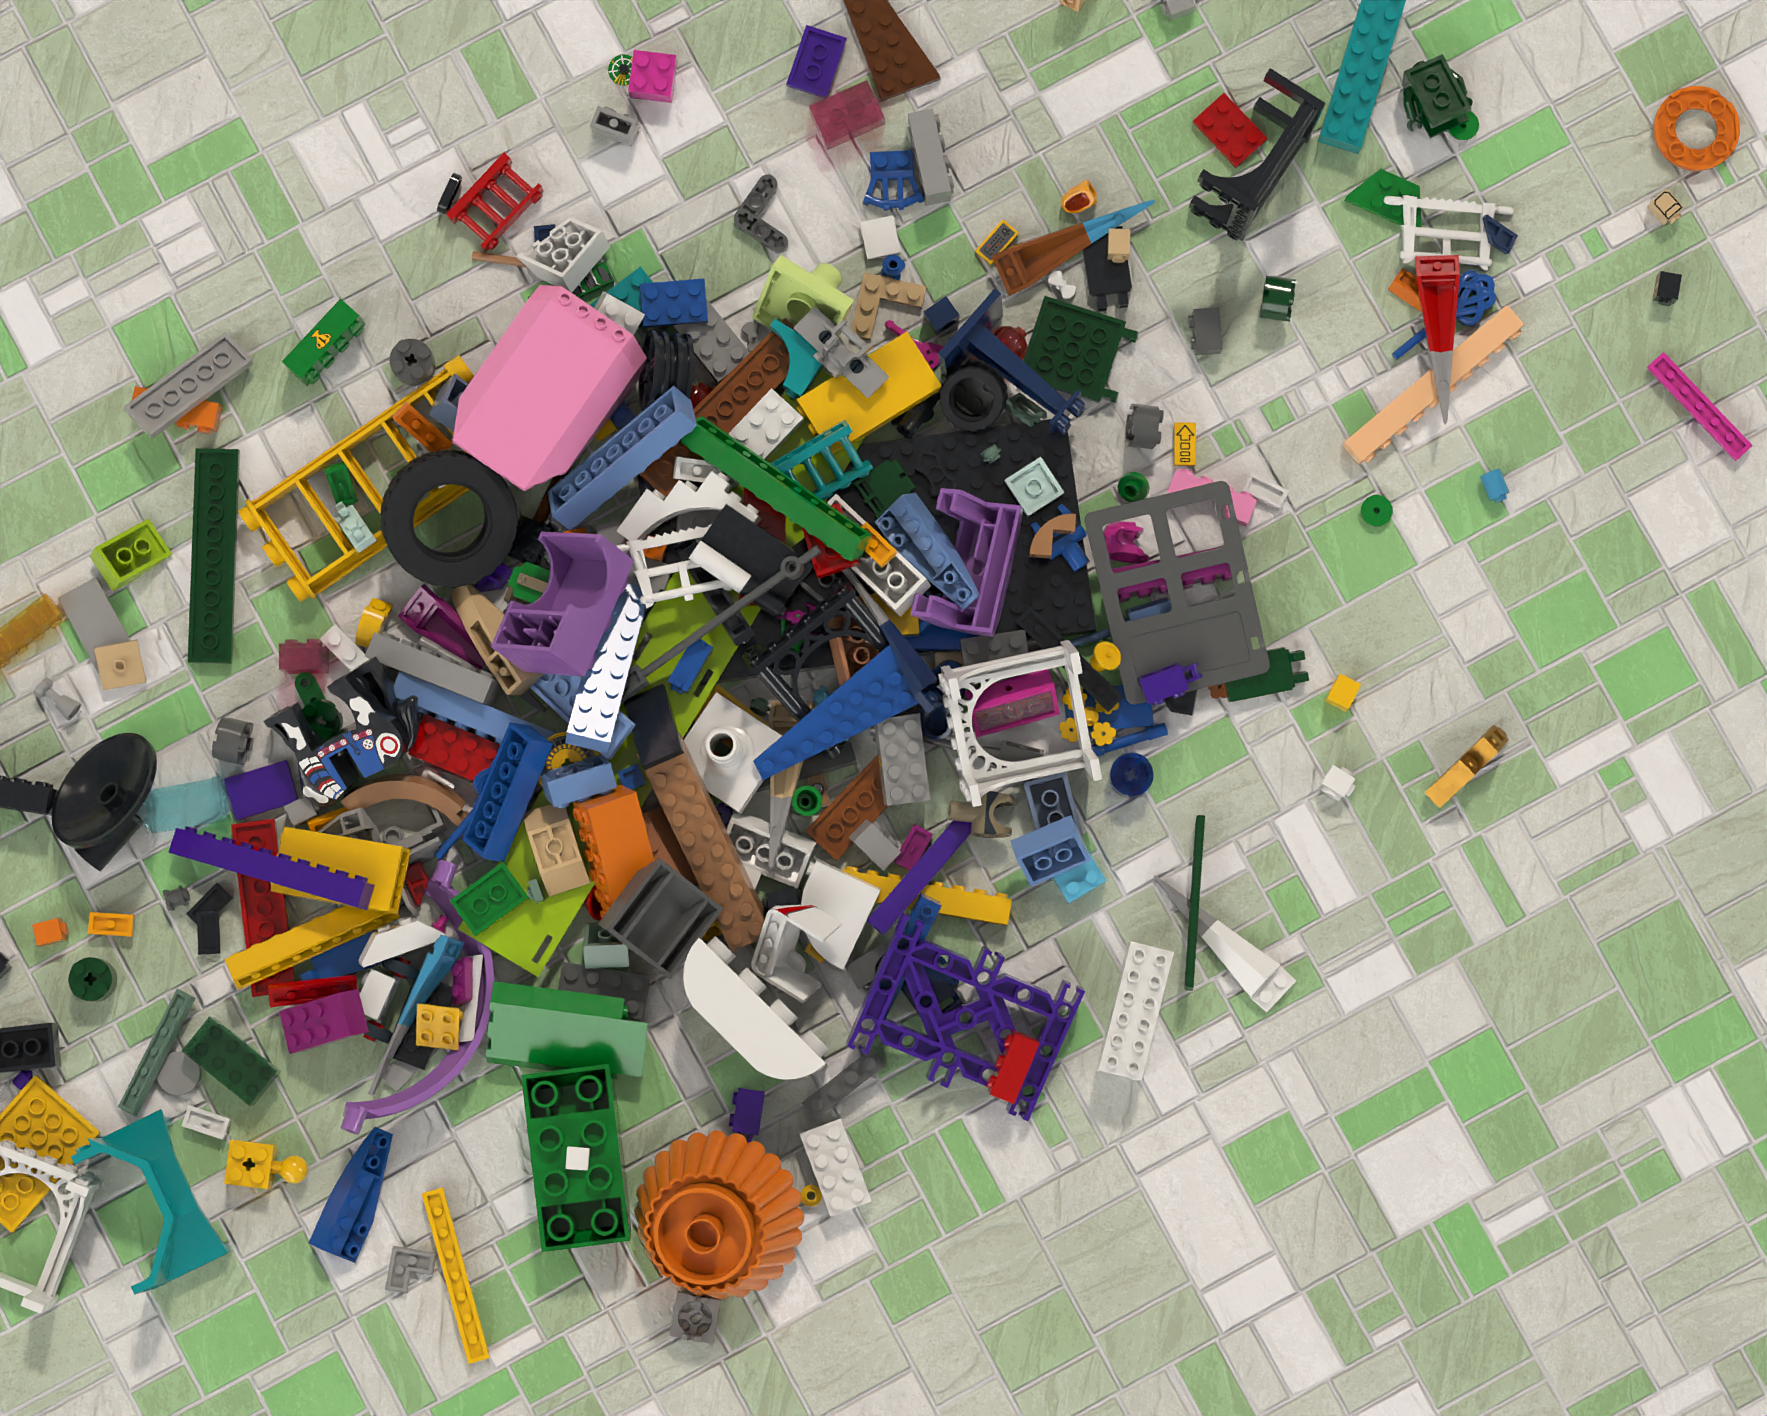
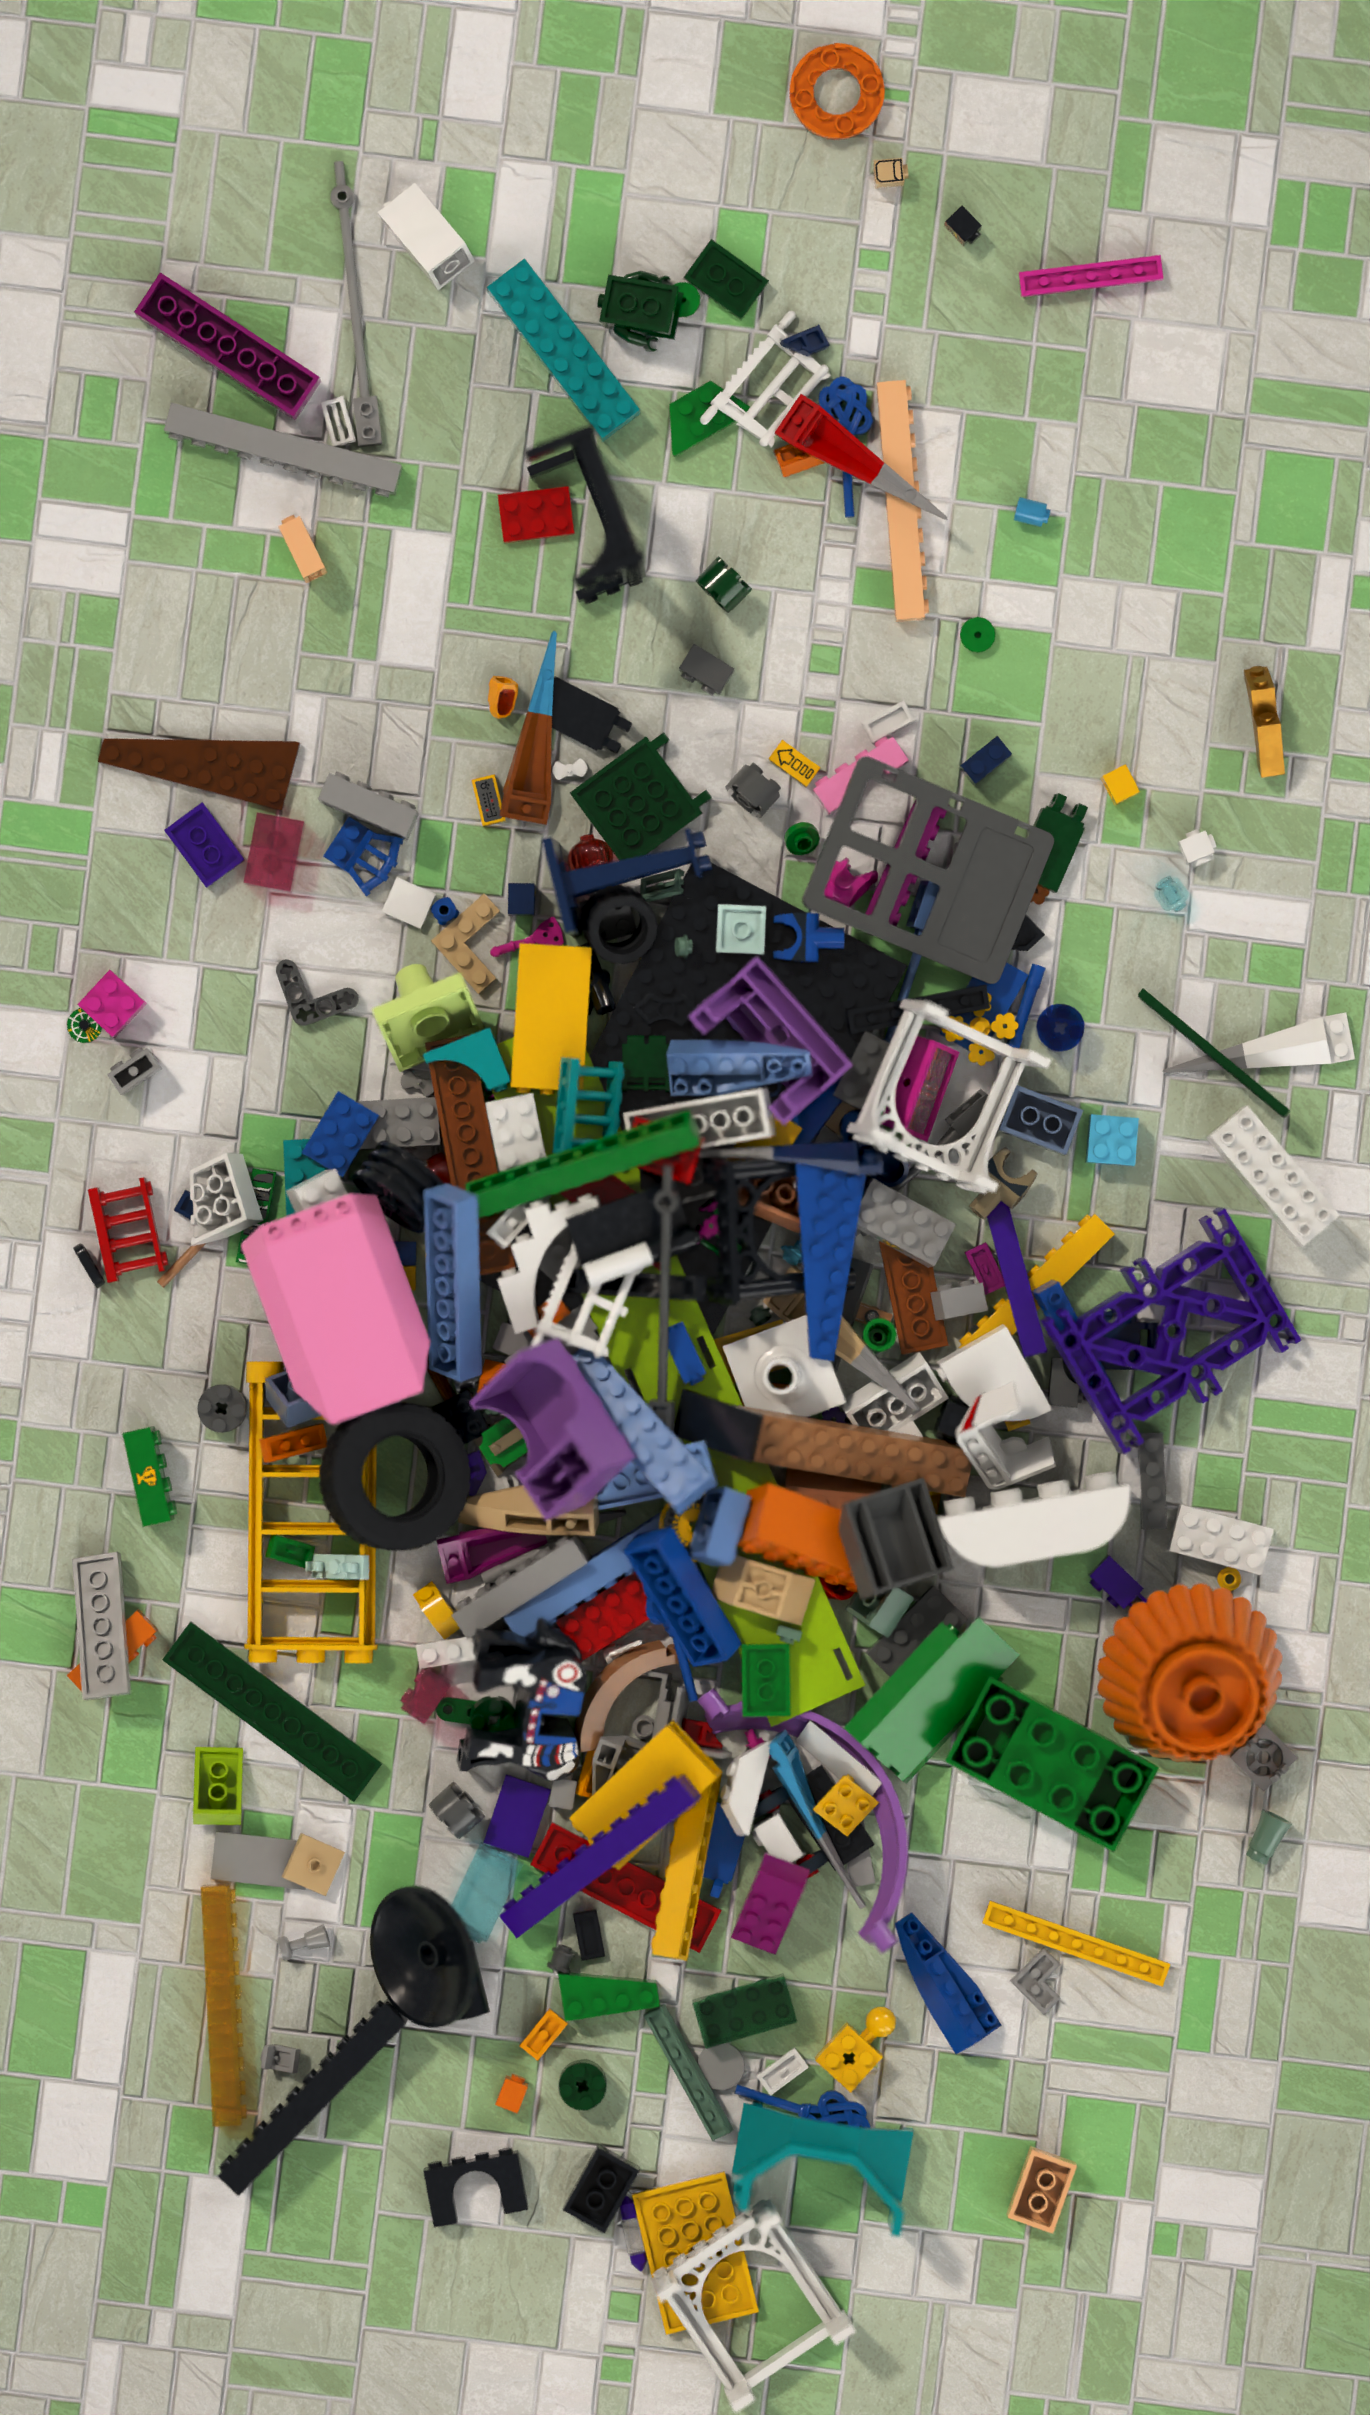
camera: 60 degrees left, 5 degrees up
(167, 943) = (600, 1995): none -> green wedge
(188, 1161) = (805, 2110): none -> blue piece
(208, 932) = (612, 1951): black tile -> none
(250, 1381) = (1041, 2189): none -> light nougat brick
(308, 990) = (732, 1895): red plate -> none
(462, 981) = (820, 1755): magenta plate -> none
(577, 1158) = (1054, 1762): white tile -> none
(632, 777) = (747, 1476): blue plate -> none
(637, 1363) = (1267, 1836): none -> sand green plant
(836, 357) = (498, 1025): light grey piece -> none
(878, 547) = (703, 1111): light orange plate -> none
(1012, 1066) = (1245, 1320): red brick -> none
(1042, 542) = (798, 958): medium nougat brick -> none
(1050, 850) = (1079, 1149): medium blue brick -> none
(1105, 657) = (940, 975): yellow piece -> none
(1118, 245) = (572, 693): tan brick -> none
(1167, 682) = (1002, 936): dark purple brick -> none
(1288, 581) = (985, 760): none -> dark blue brick
(1289, 788) = (1171, 894): none -> clear light blue head
(1500, 145) = (726, 279): none -> dark green plate

